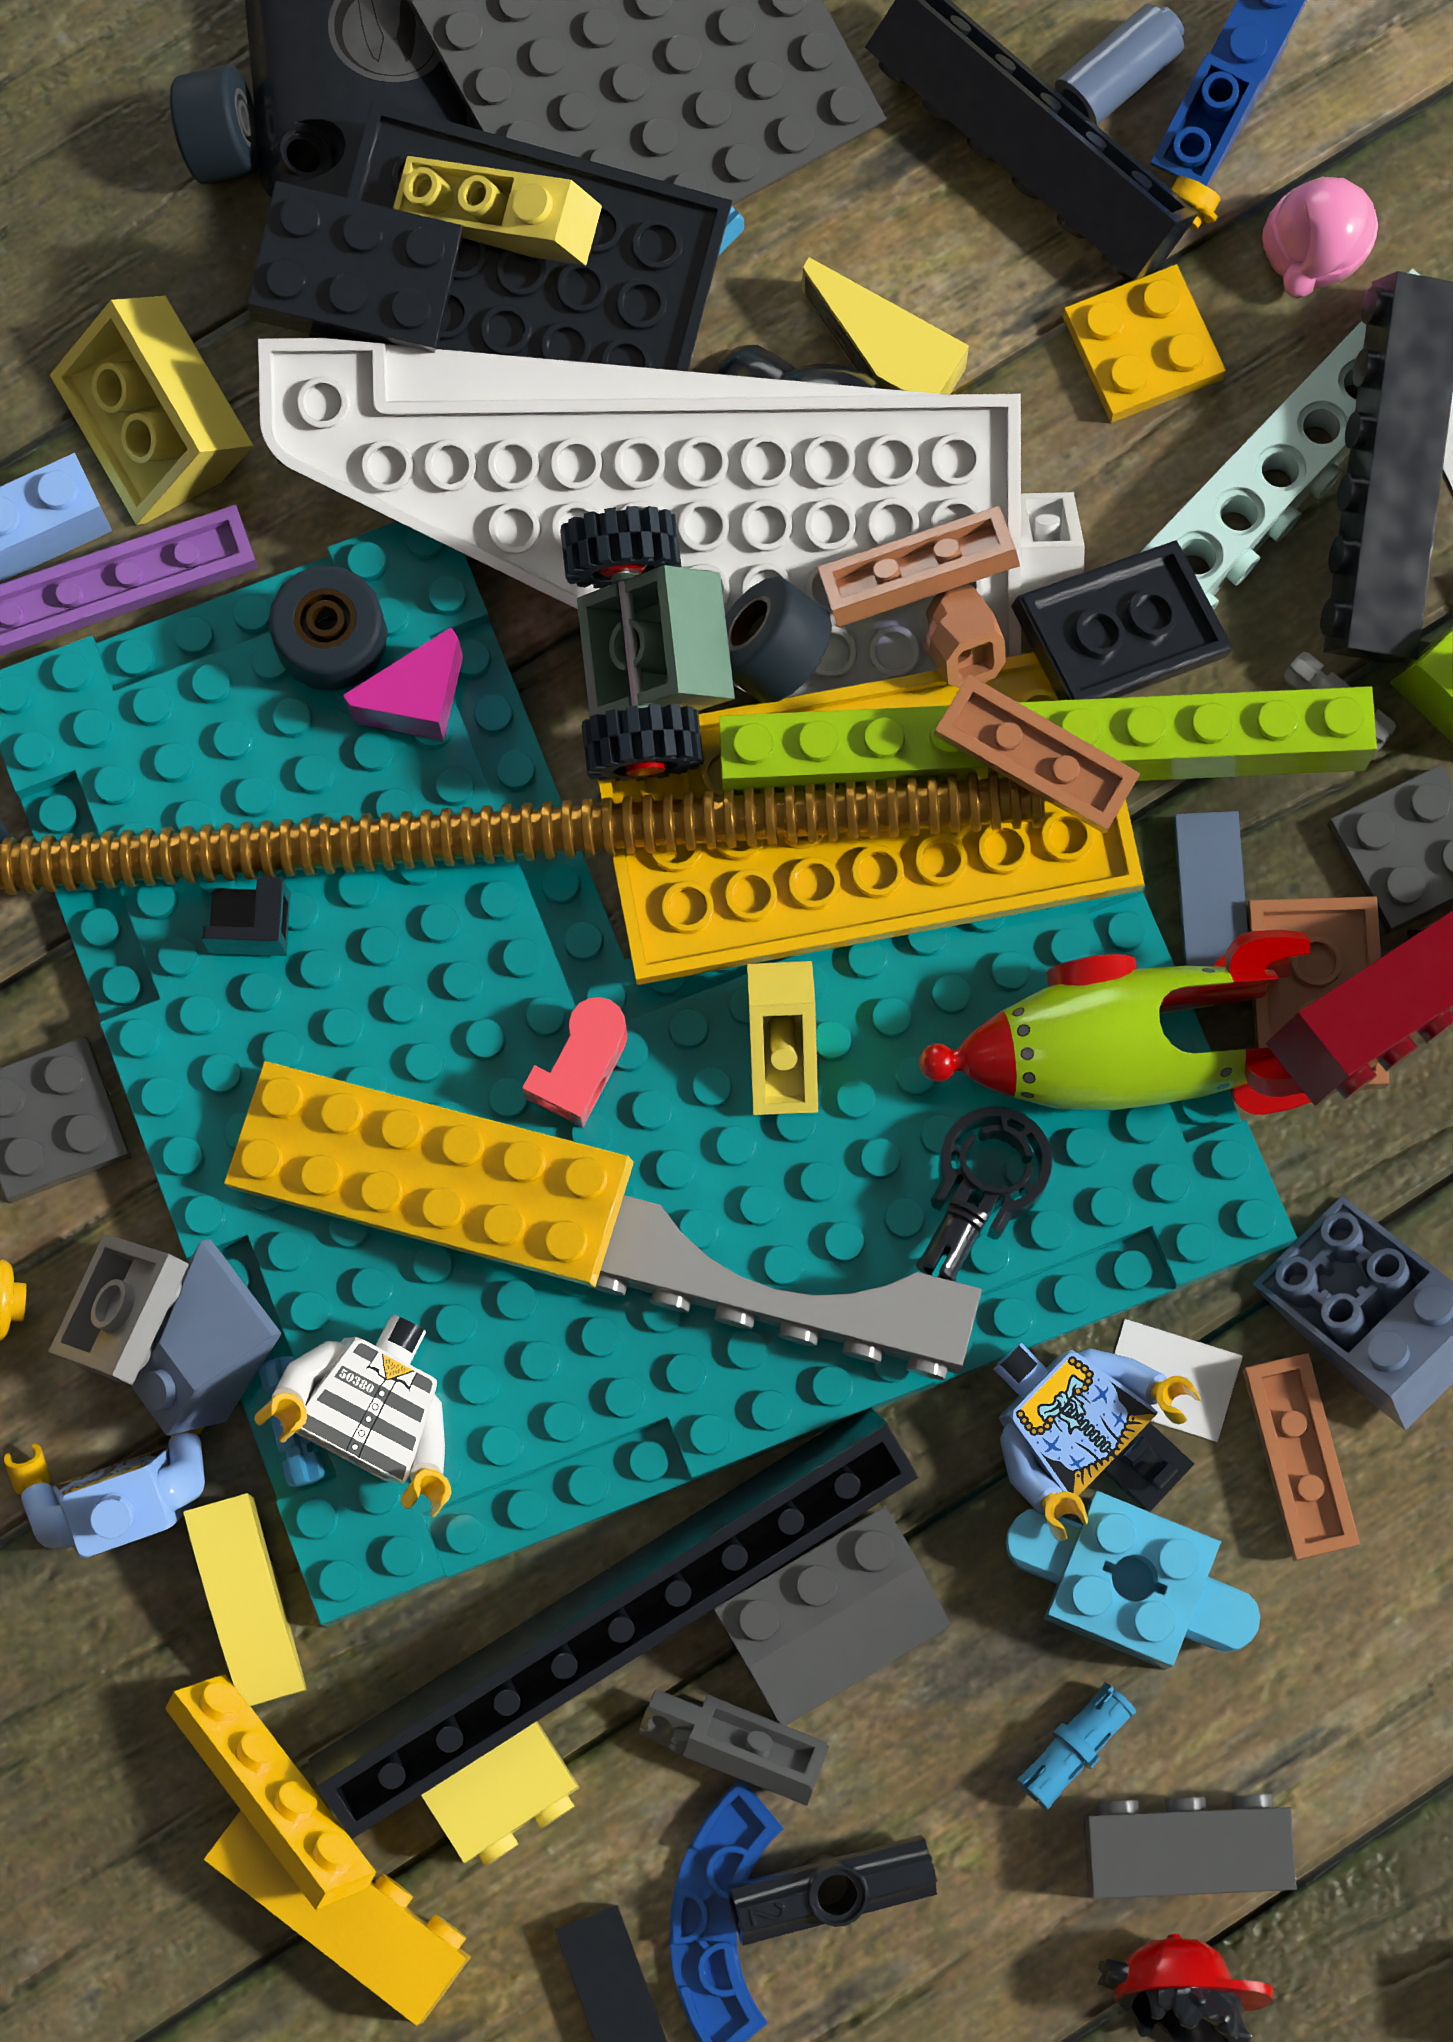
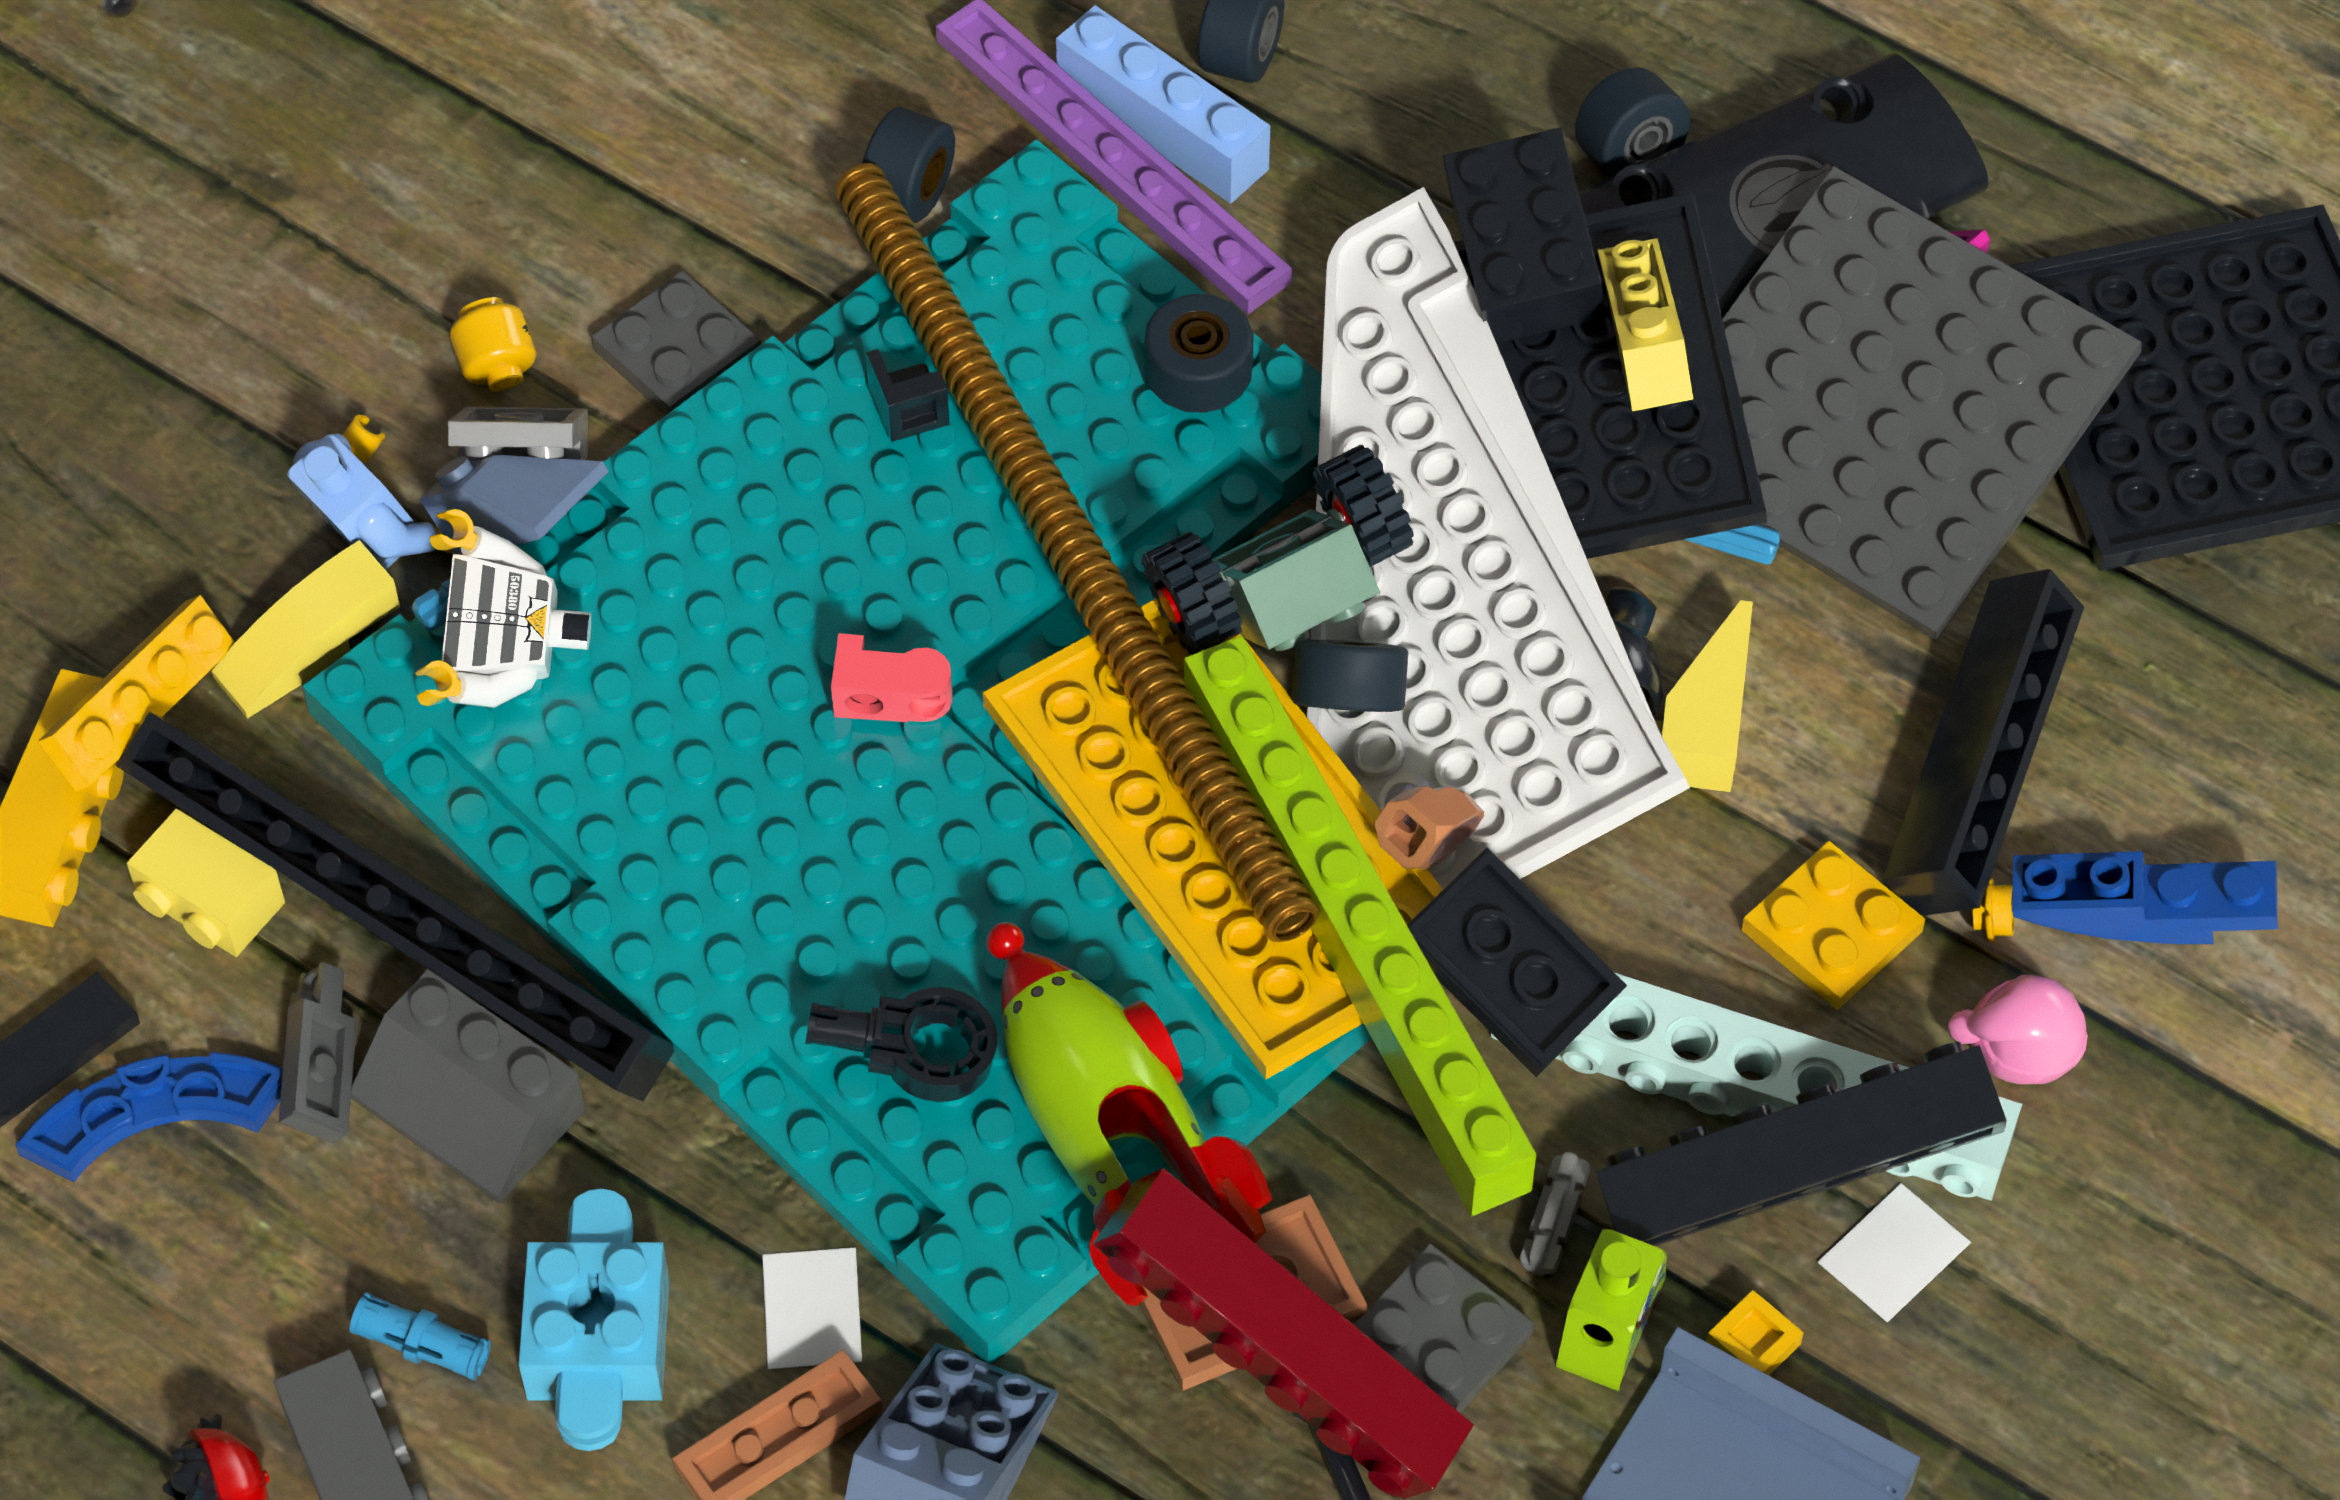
camera: 65 degrees right, 20 degrees down
(150, 407) = (1351, 172): light yellow slope -> none
(413, 692) = (1176, 437): dark pink slope -> none
(430, 1173) = (731, 599): yellow plate -> none
(783, 1037) = (982, 825): light yellow slope -> none
(789, 1898) = (227, 1202): black piece -> none
(910, 1319) = (759, 1014): light grey arch -> none
(919, 566) = (1479, 765): nougat plate -> none
(1036, 754) = (1318, 879): nougat plate -> none
(1049, 539) = (1588, 897): white slope -> none
(1076, 1422) = (724, 1215): torso -> none
(1123, 62) = (2101, 800): sand blue brick -> none
(1148, 1467) = (717, 1310): black tile -> none
(1209, 884) = (1327, 1161): sand blue tile -> none

